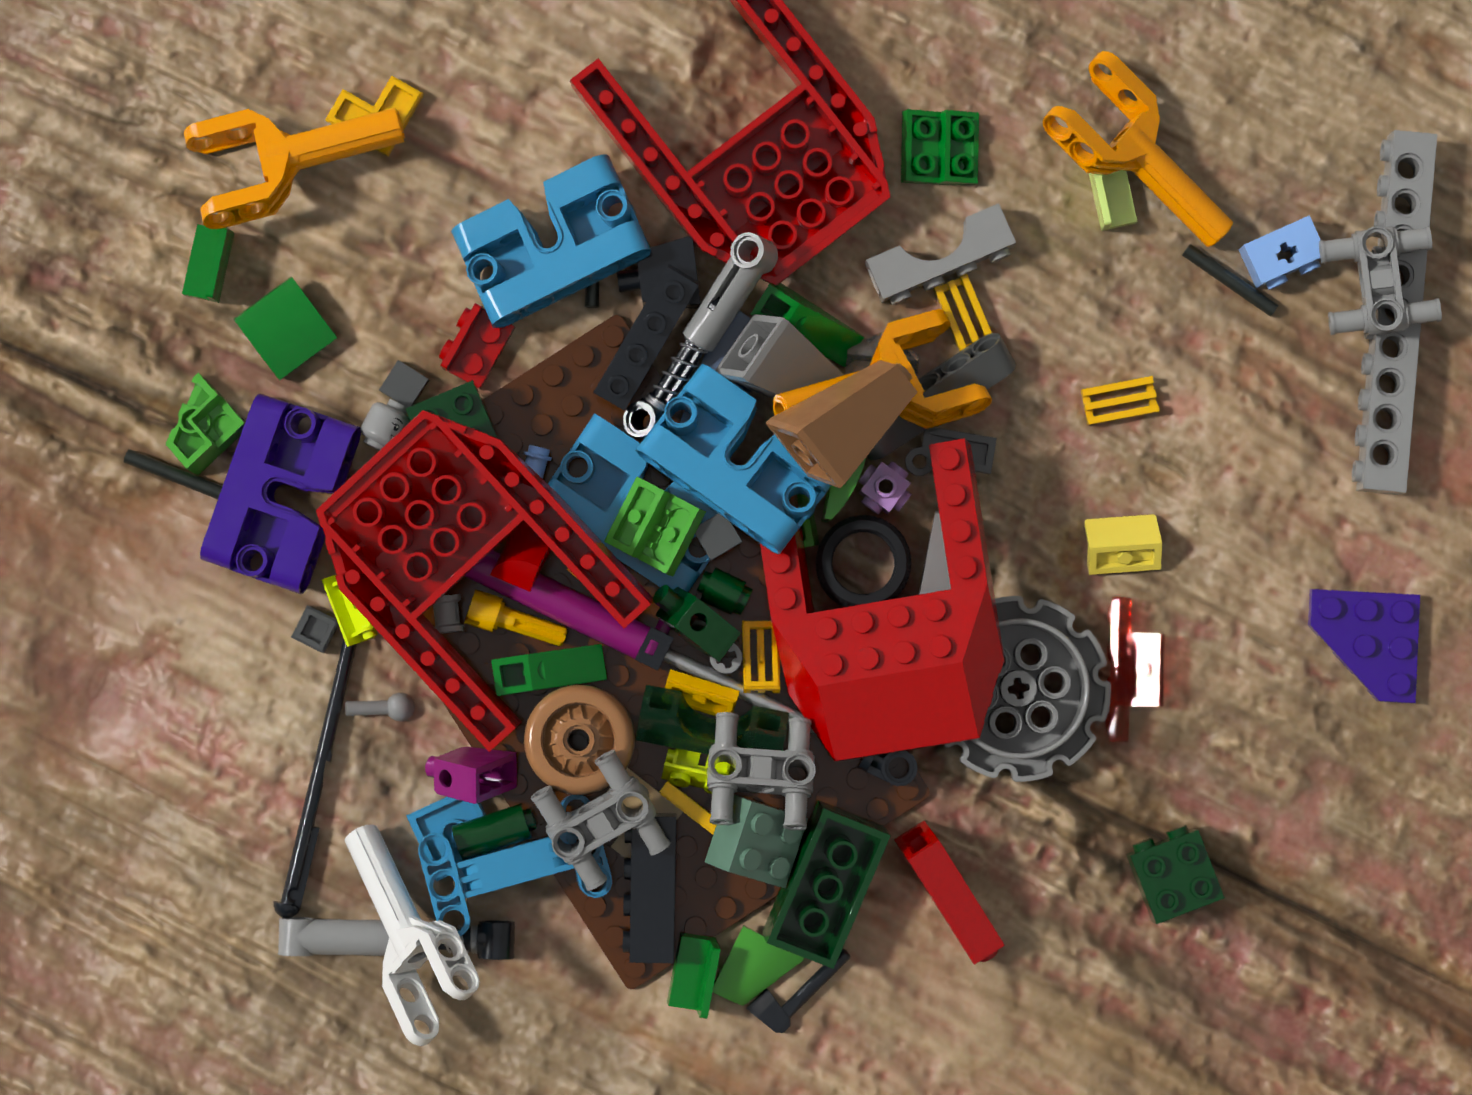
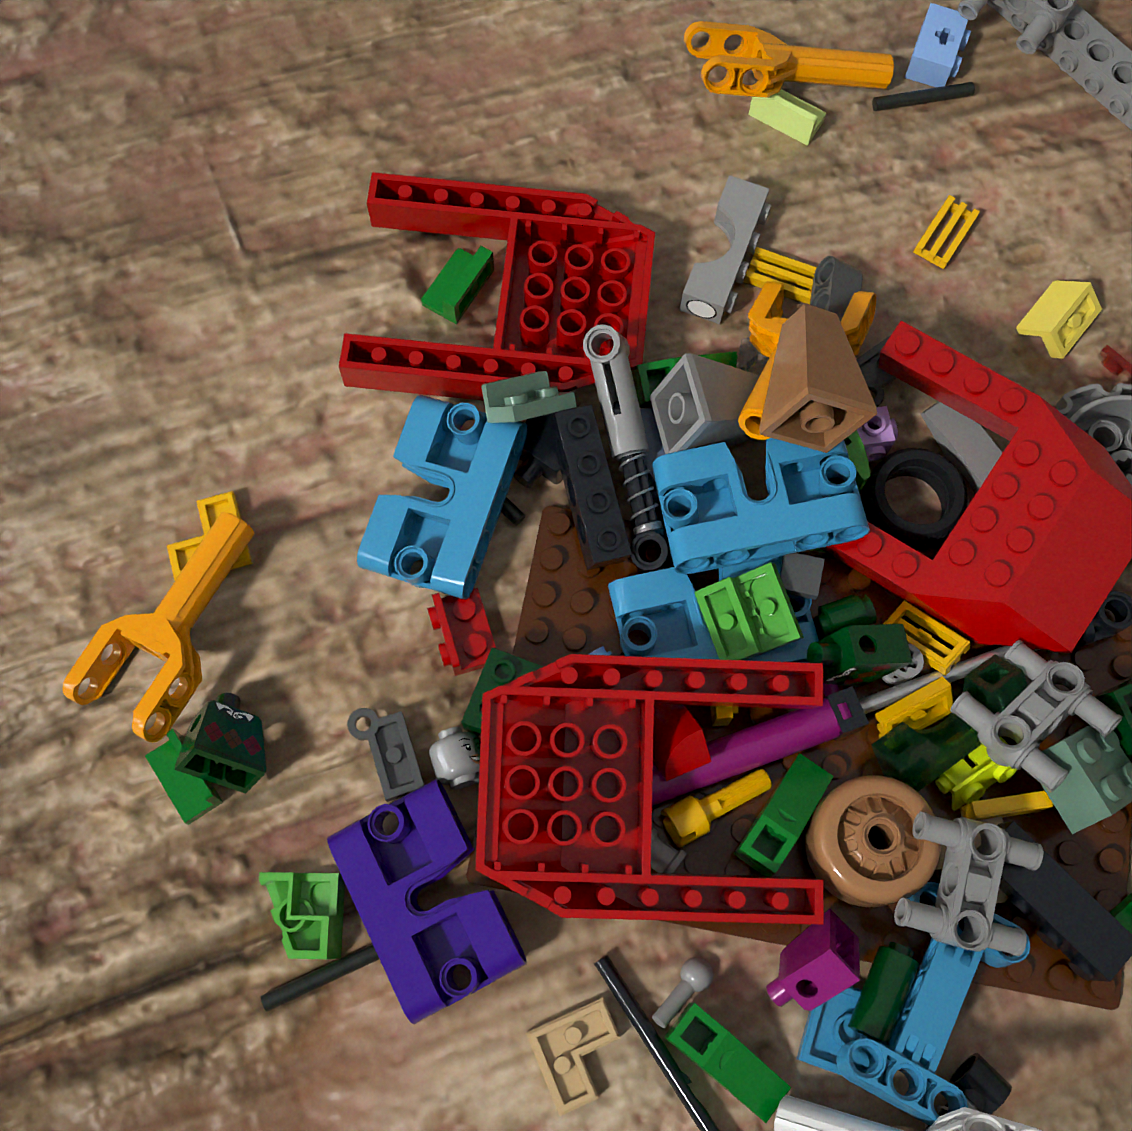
camera: 50 degrees left, 15 degrees down
(250, 270) = (224, 745): none -> dark green torso
(279, 662) = (560, 1052): none -> tan tile
(285, 328) = (300, 765): green slope -> none
(315, 629) = (565, 983): dark grey tile -> none
(351, 378) = (391, 752): none -> dark grey hinge
(352, 623) = (591, 940): neon yellow hinge -> none
(361, 771) = (727, 1061): none -> green slope
(404, 384) = (436, 714): dark grey tile -> none
(660, 236) = (524, 398): none -> sand green bracket
(728, 87) = (459, 283): none -> green panel
(940, 147) = (645, 188): green slope -> none

